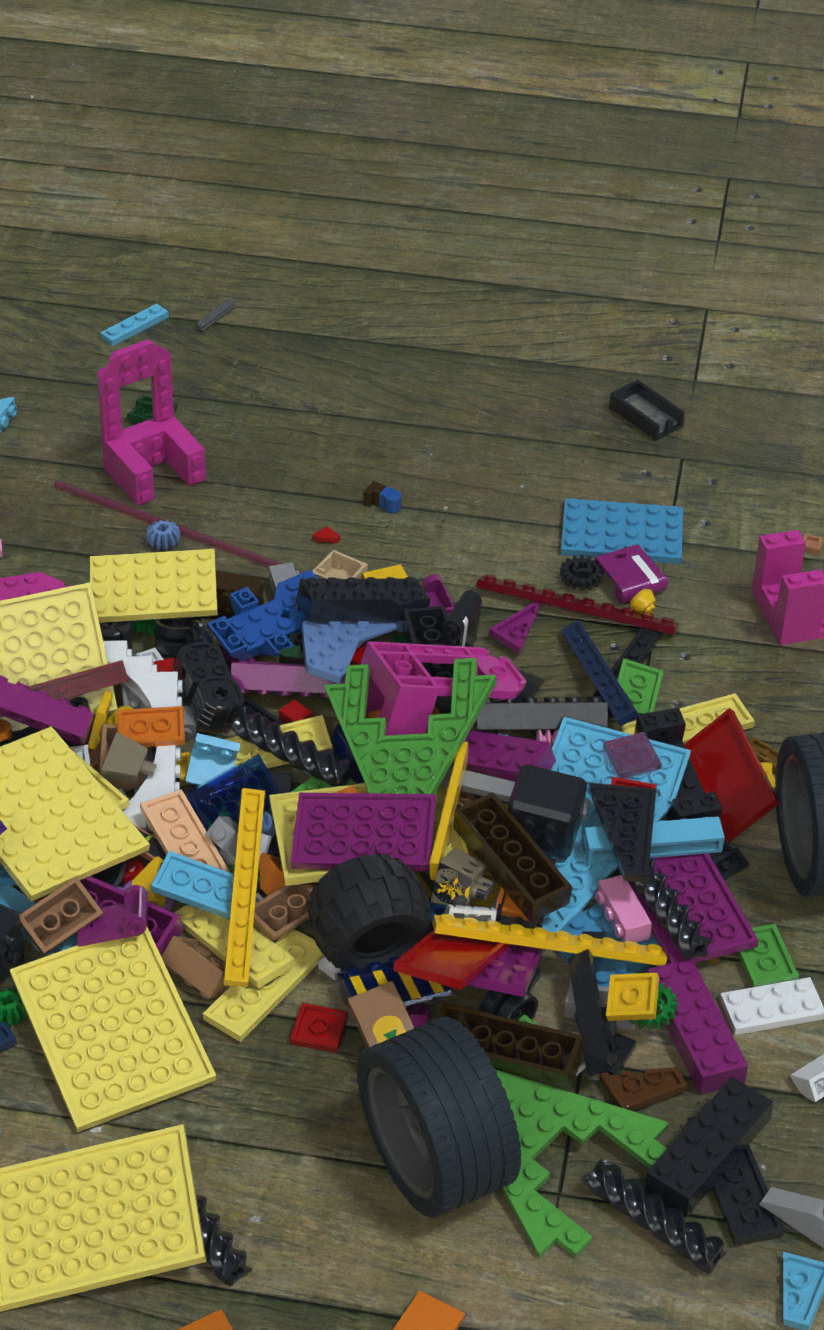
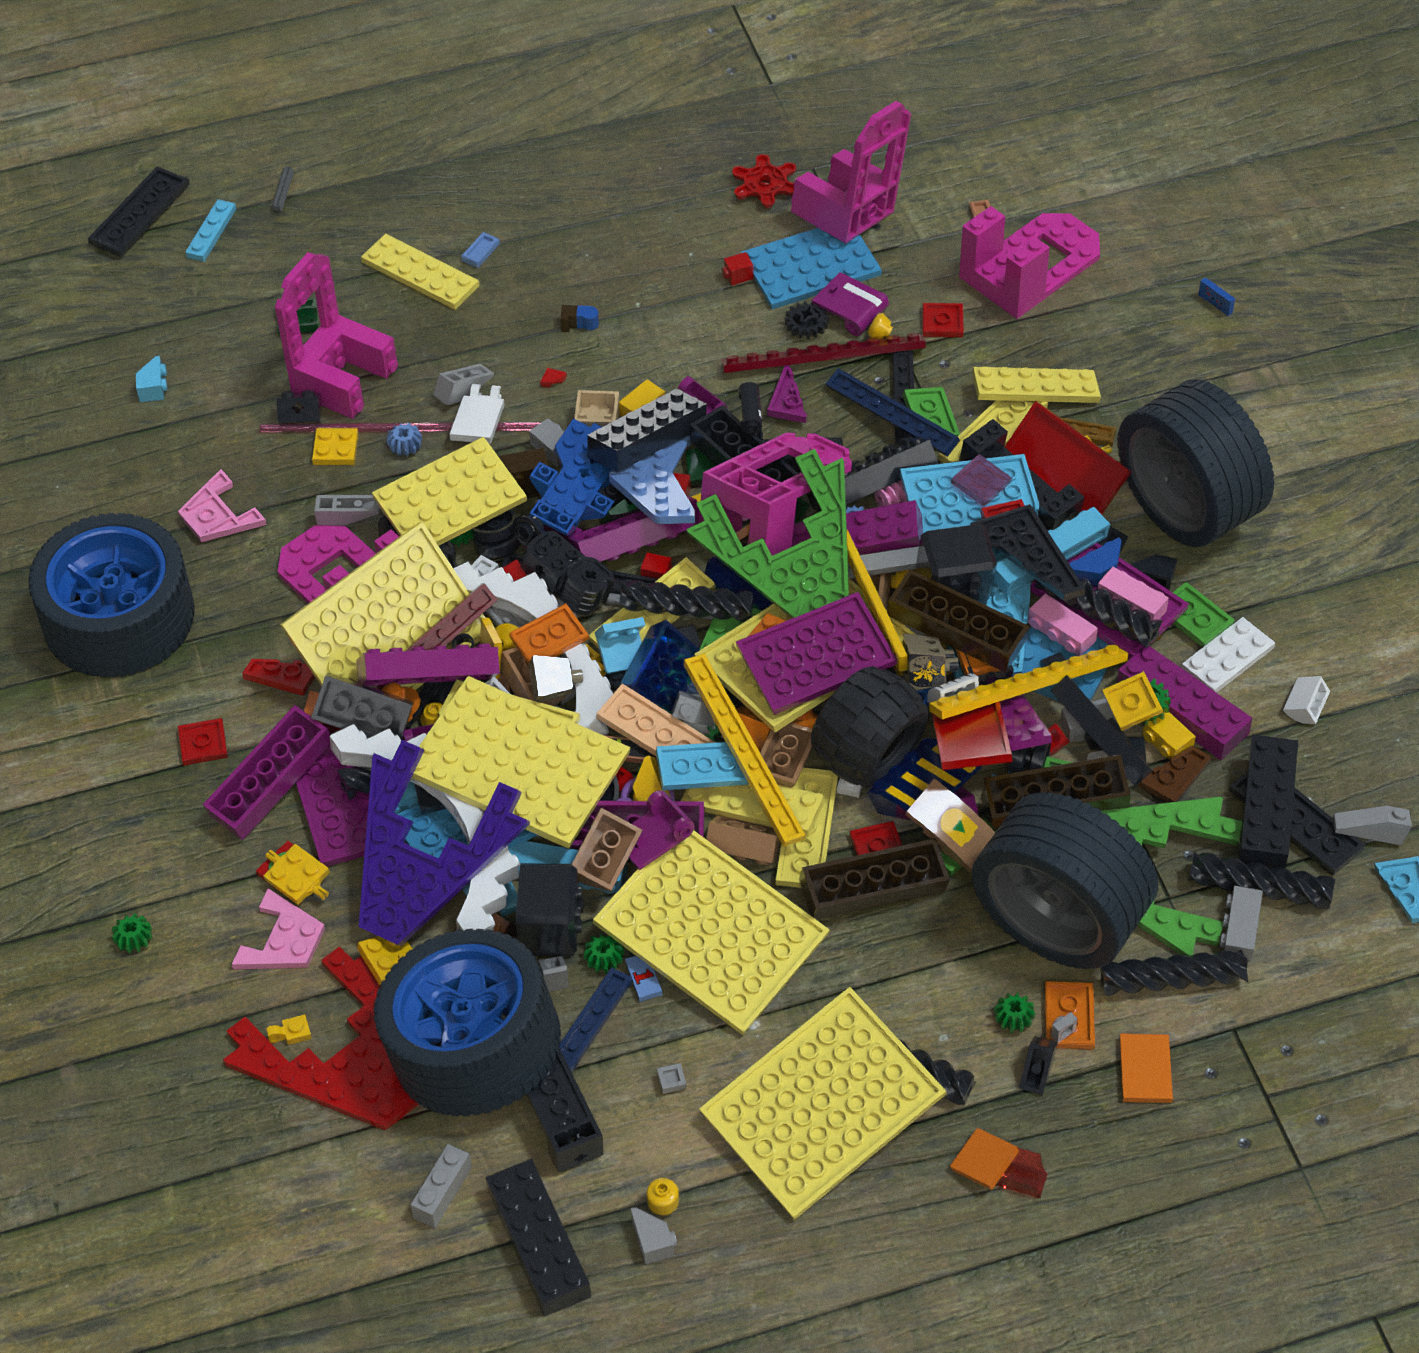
camera: 25 degrees left, 10 degrees up
(26, 1047) = (643, 979): none -> medium blue tile
(65, 565) = (344, 509): none -> light grey slope
(85, 477) = (289, 413): none -> black brick
(87, 290) = (138, 211): none -> black plate
(105, 520) = (335, 446): none -> yellow plate
(238, 539) = (478, 415): none -> white tile
(243, 510) = (457, 383): none -> light grey slope
(279, 415) = (420, 271): none -> light yellow plate
(285, 1049) = (874, 879): none -> dark brown brick
(320, 1280) = (1038, 1065): none -> black slope
(332, 1225) = (1014, 1012): none -> green gear
(342, 417) = (480, 250): none -> medium blue tile
(365, 1257) = (1063, 1027): none -> light grey plate
(385, 1253) = (1076, 998): none -> orange tile
(510, 1260) = (1176, 971): none -> black piece
(549, 1006) = (1059, 739): none -> red tile
(551, 510) = (738, 268): none -> red brick
(609, 1246) = (1241, 921): none -> light grey brick
(633, 443) = (766, 172): none -> red plate
(647, 410) = (752, 132): black door -> none
(659, 1047) = (1168, 736): none -> yellow brick
(690, 870) = (1098, 562): none -> blue slope
(700, 483) = (857, 190): none -> dark pink bracket
(705, 908) = (1135, 592): none -> bright pink brick
(709, 619) = (943, 320): none -> red tile
(752, 701) = (1036, 384): none -> light yellow plate
(754, 903) = (1158, 568): none -> black slope

